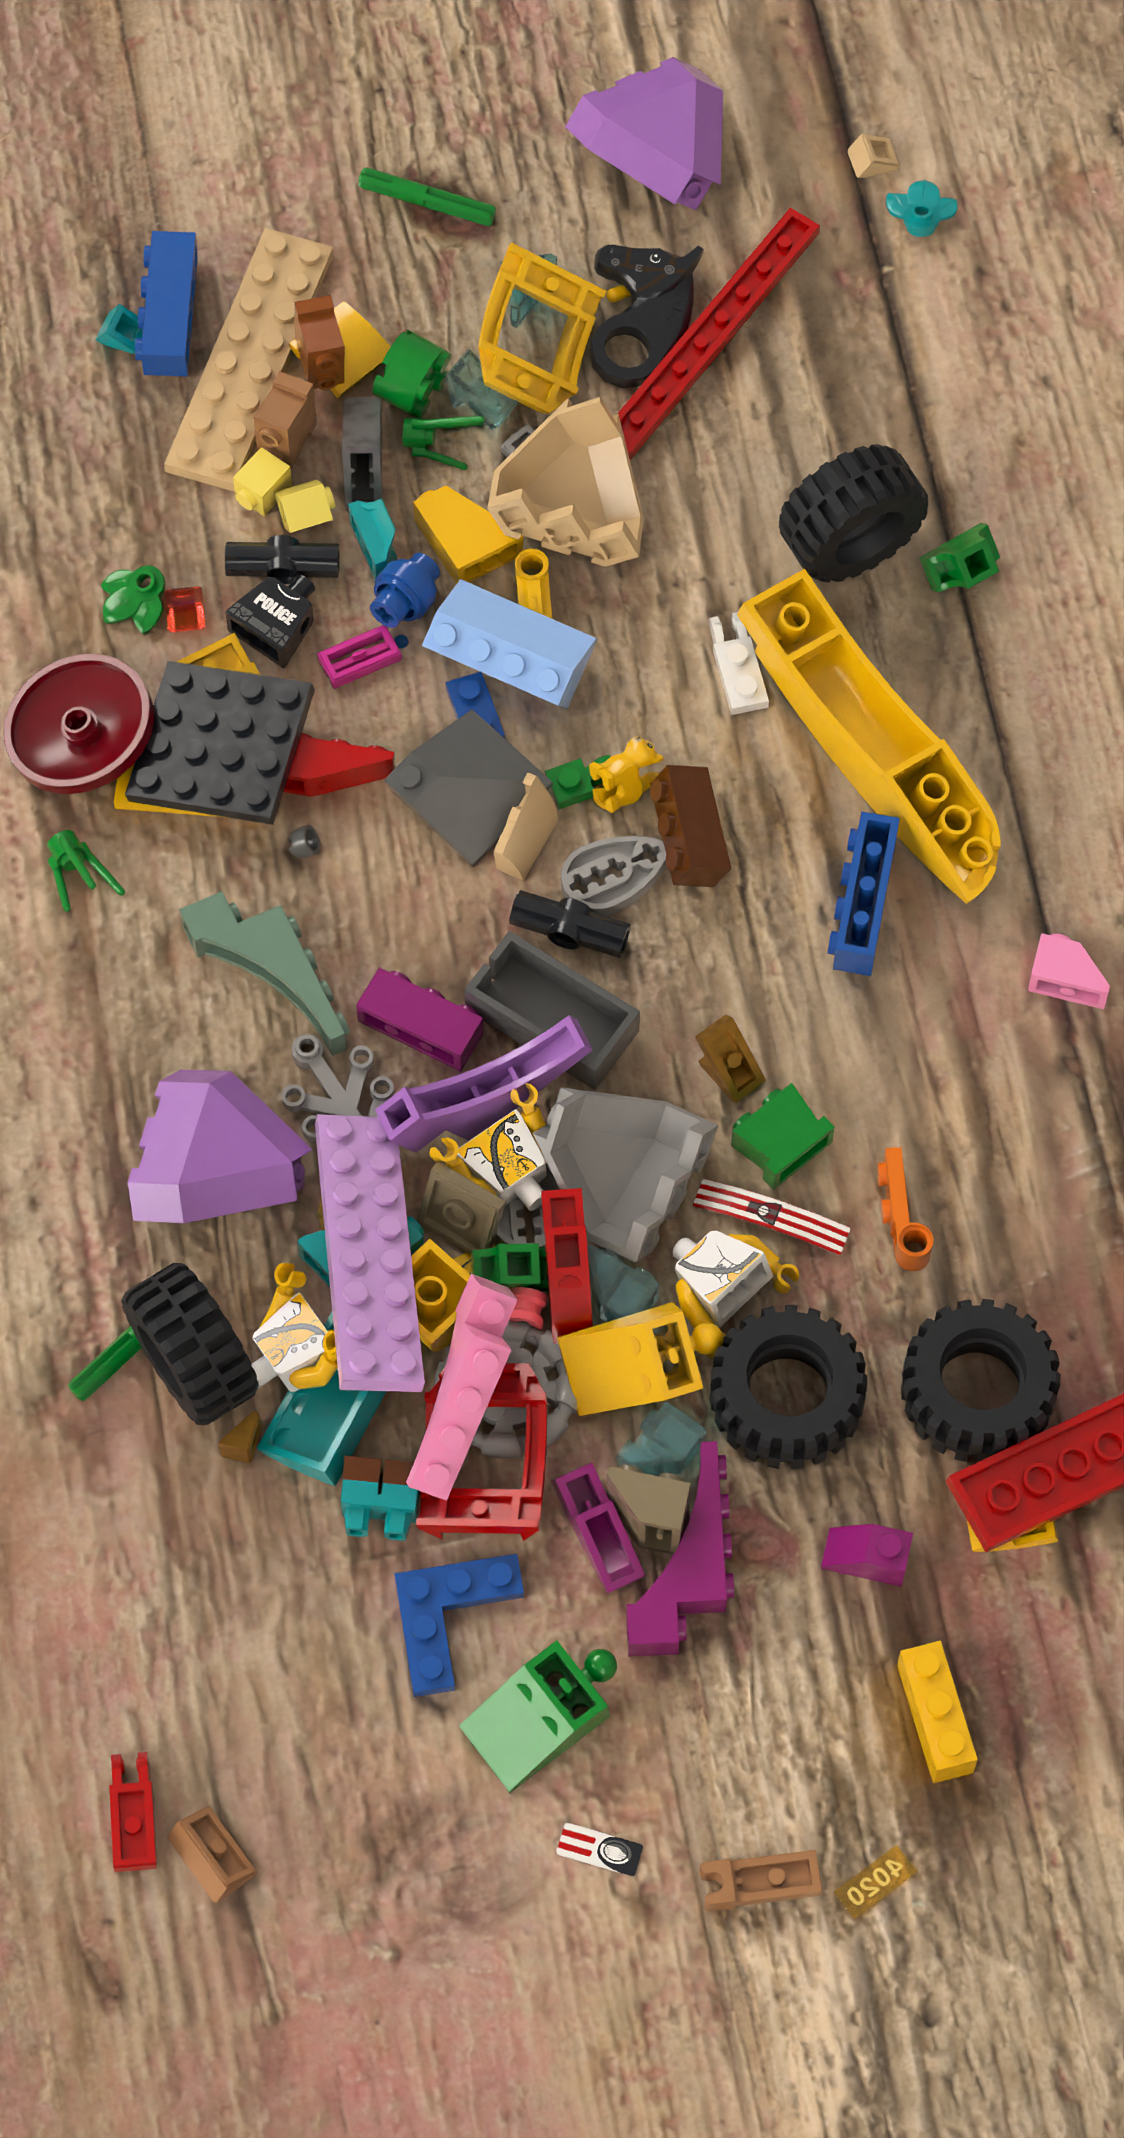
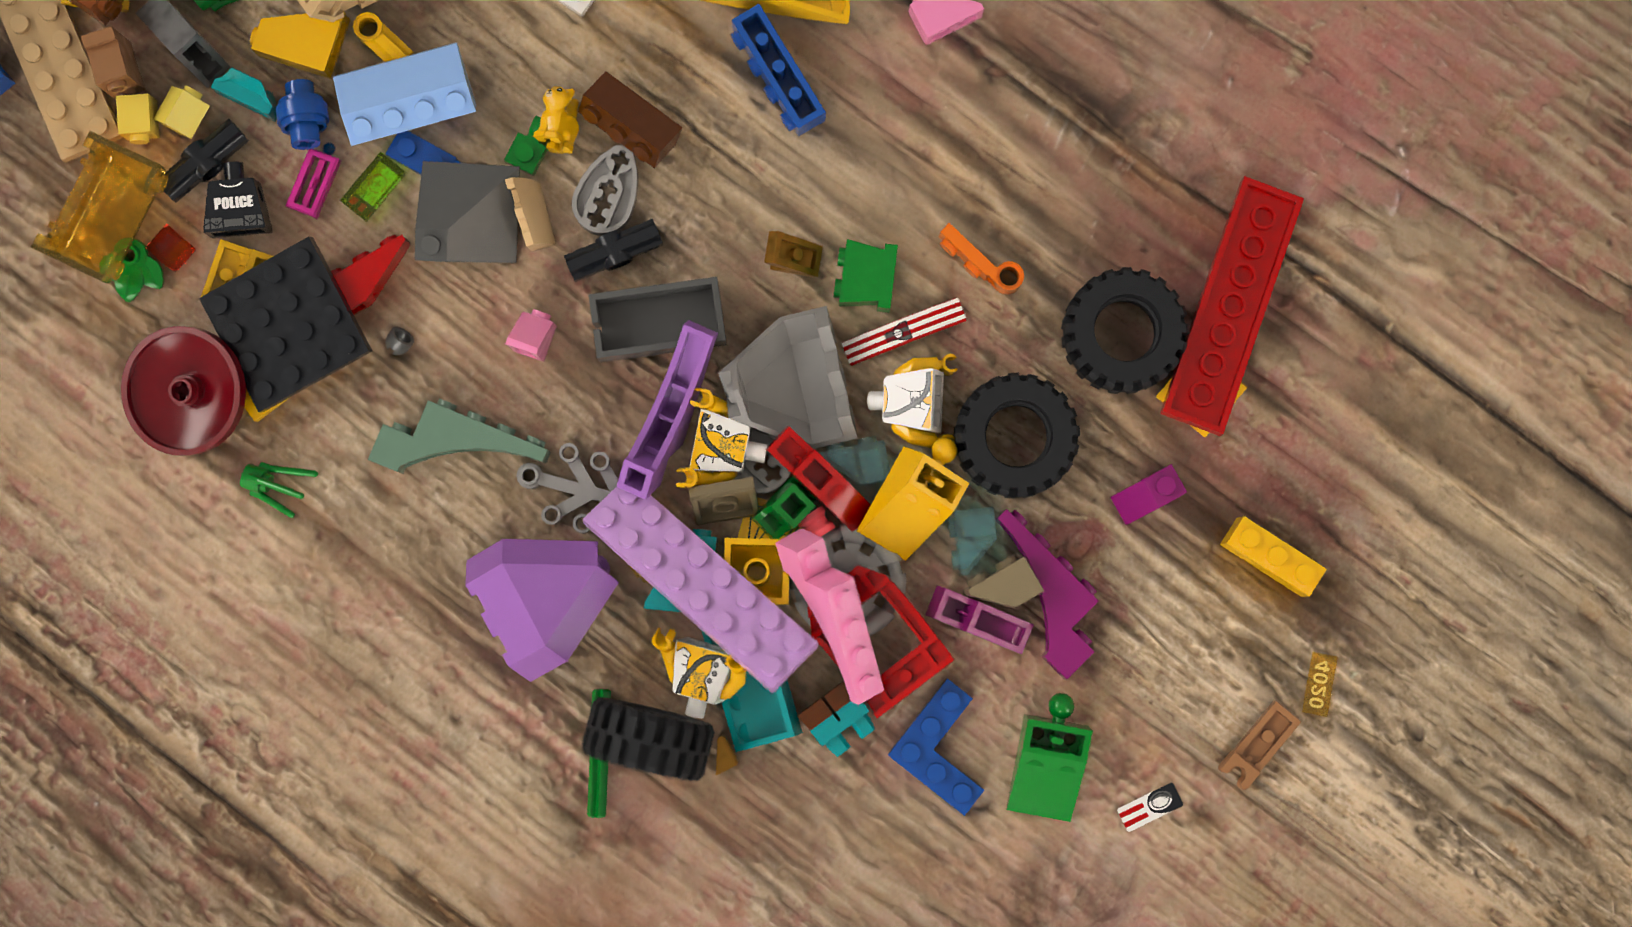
camera: 45 degrees left, 20 degrees up
(159, 524) = (103, 209): none -> clear yellow windscreen
(408, 701) = (373, 186): none -> clear neon green tile
(420, 1018) = (580, 394): magenta brick -> none
(425, 930) = (532, 335): none -> bright pink slope

